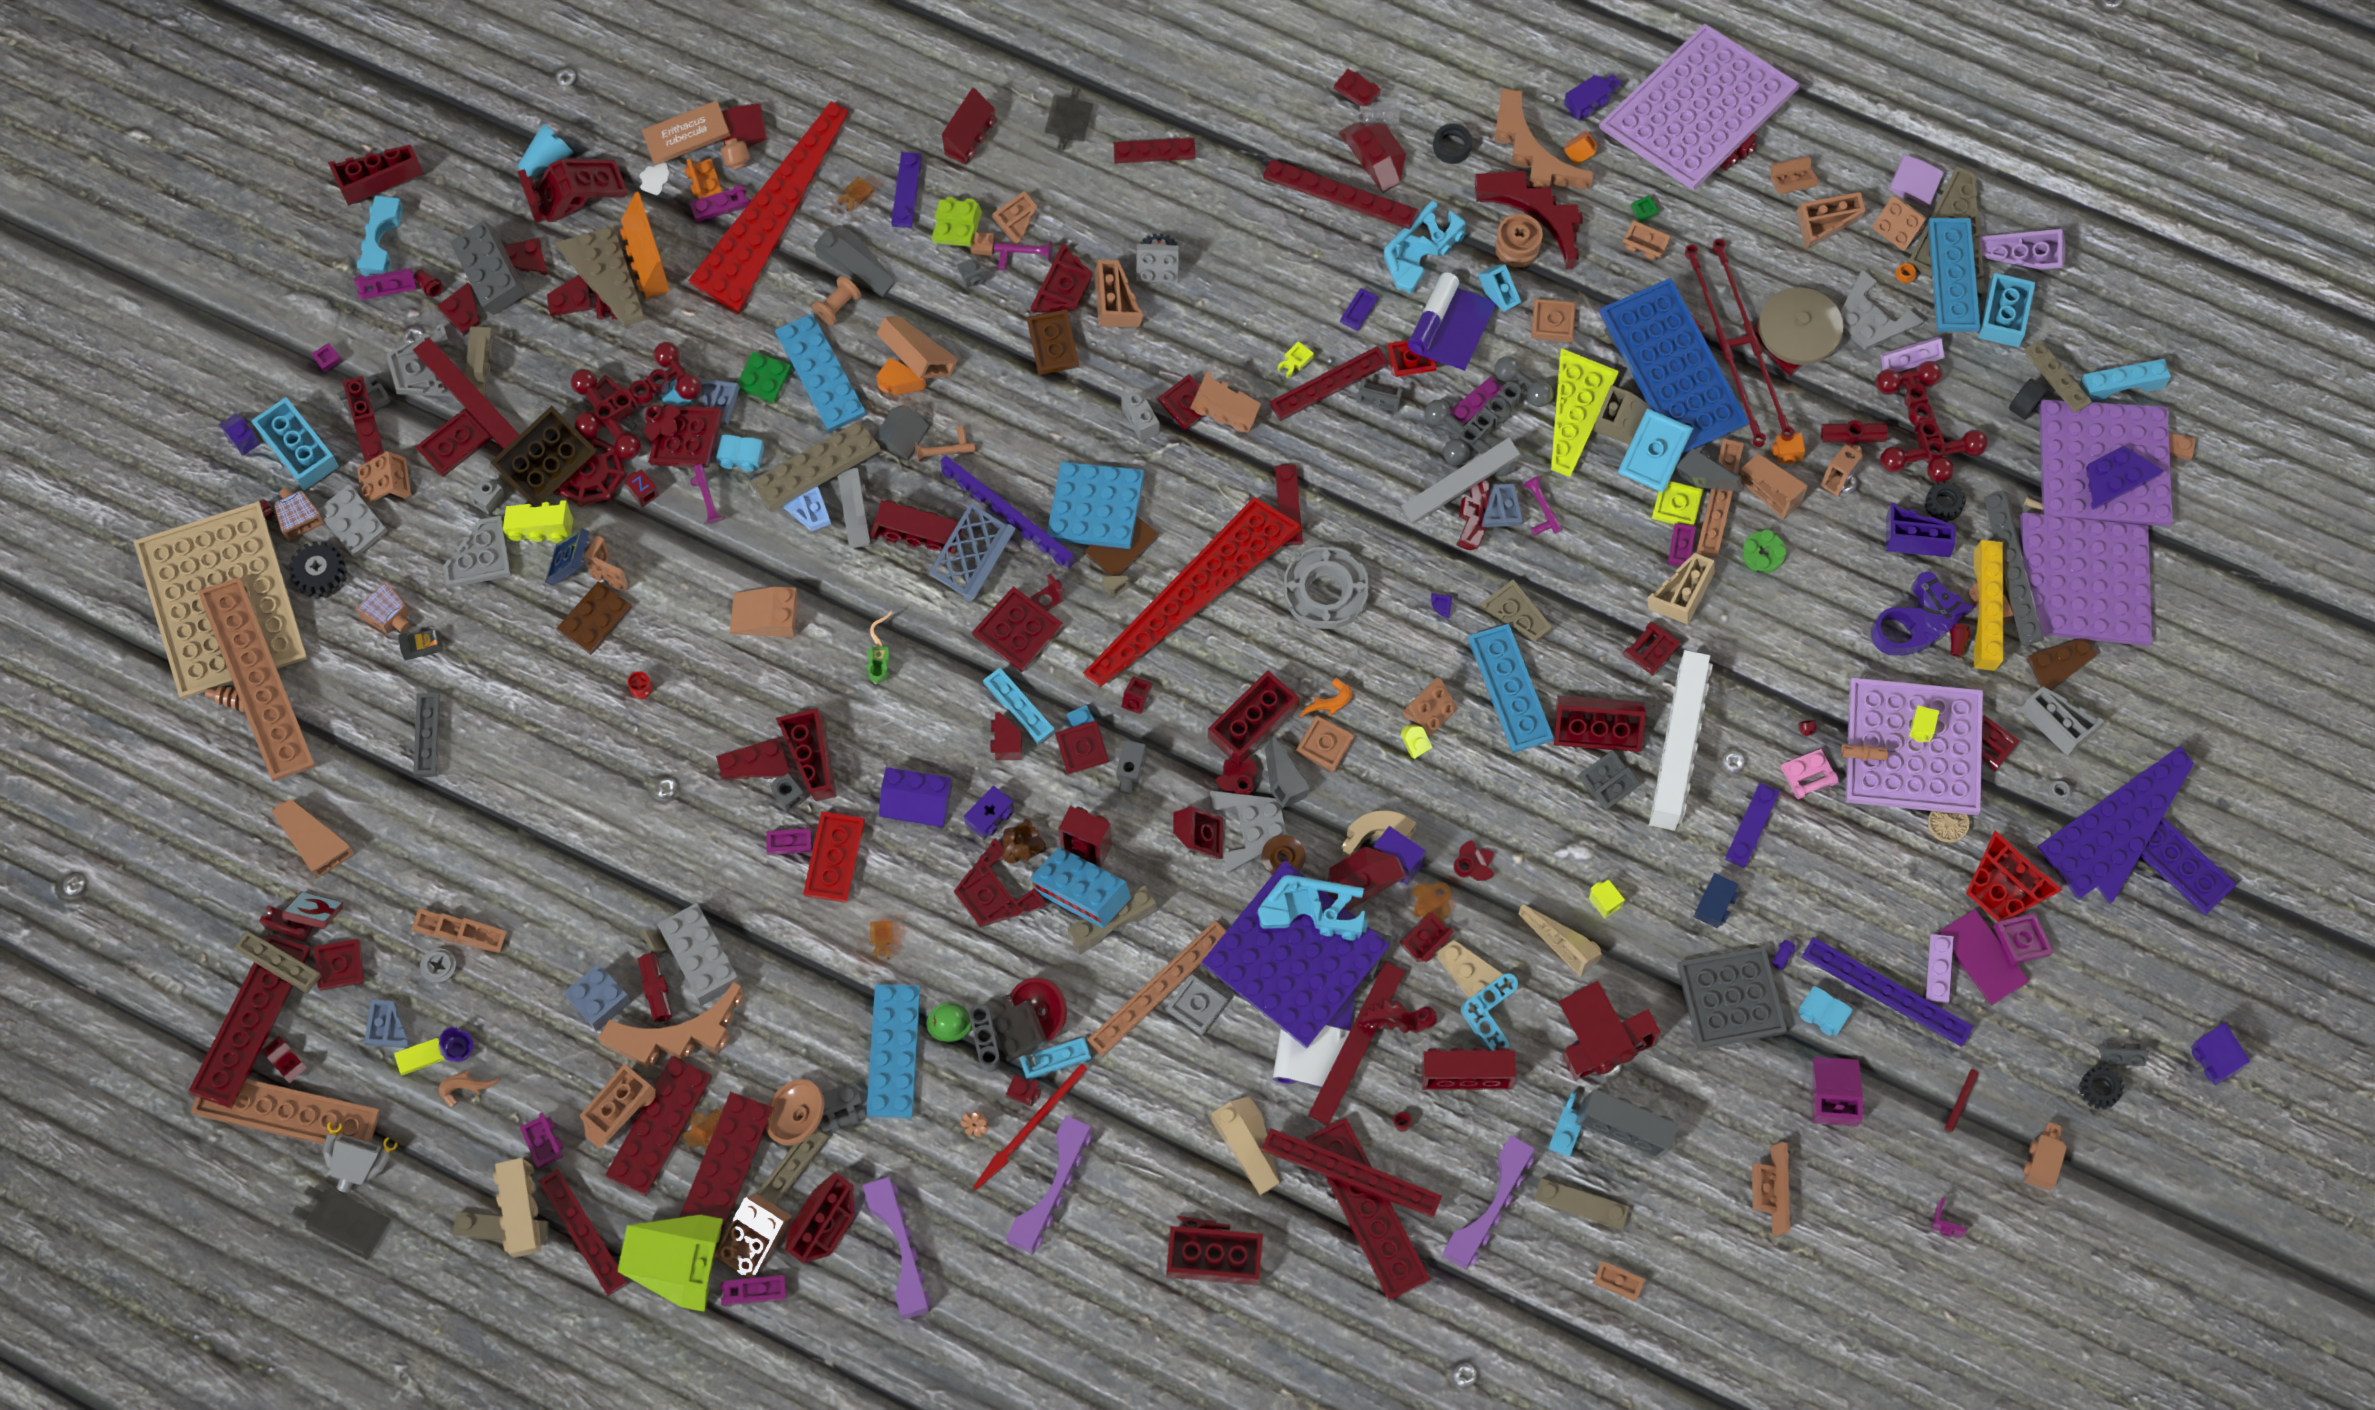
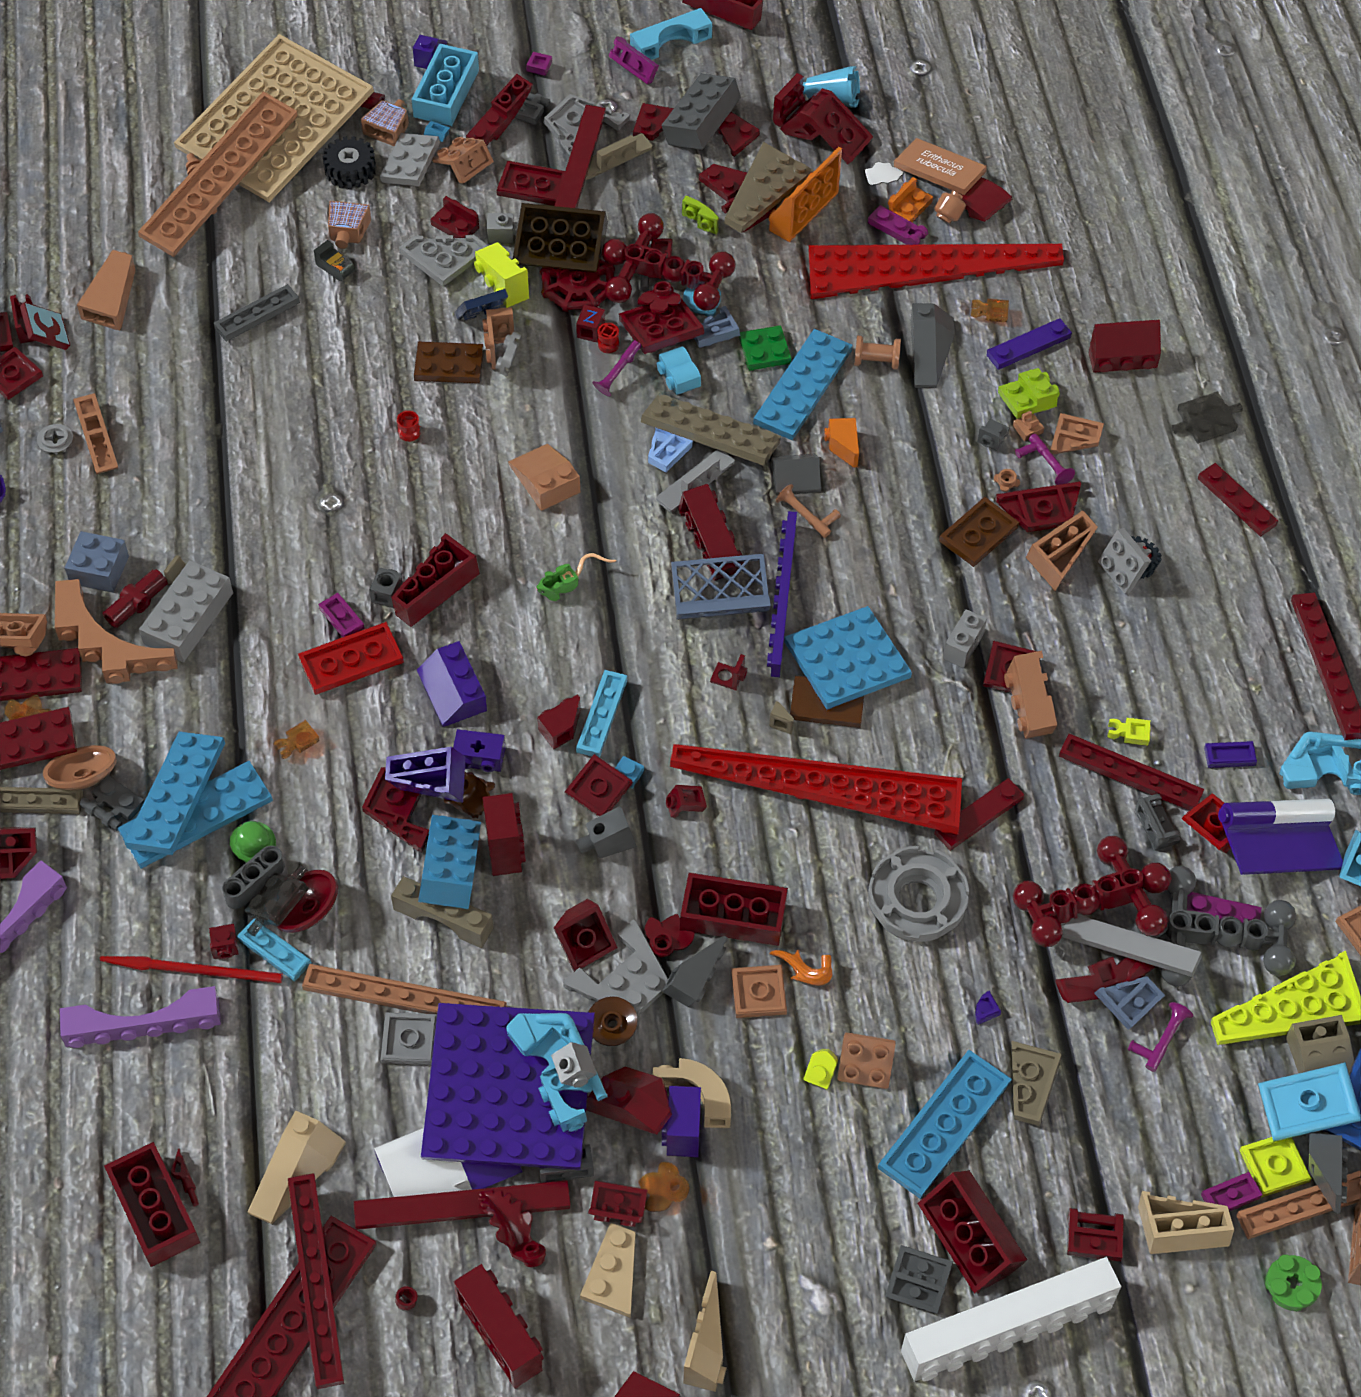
camera: 55 degrees right, 10 degrees down
(338, 481) = (437, 129): none -> dark azure plate
(429, 284) = (657, 87): dark red cone -> none
(448, 524) = (455, 219): none -> dark red bracket
(601, 335) = (700, 212): none -> lime slope
(630, 565) = (508, 358): none -> light grey plate
(668, 489) = (608, 337): none -> red wheel
(758, 760) = (398, 547): dark red wing -> none
(869, 1053) = (175, 793): none -> dark azure plate
(916, 349) = (880, 434): nougat slope -> none
(975, 1123) = (164, 918): nougat plant -> none
(998, 856) = (429, 773): none -> dark purple wedge
(1017, 629) = (676, 668): dark red plate -> none
(1020, 286) = (1010, 477): none -> nougat plate
(1331, 894) = (574, 1065): none -> light grey brick
(1383, 440) = (1107, 893): none -> dark red piece
(1475, 860) = (736, 1205): dark red plate -> none
(1482, 1008) = (578, 1301): medium azure beam -> none
(1606, 898) = (784, 1354): neon yellow brick -> none

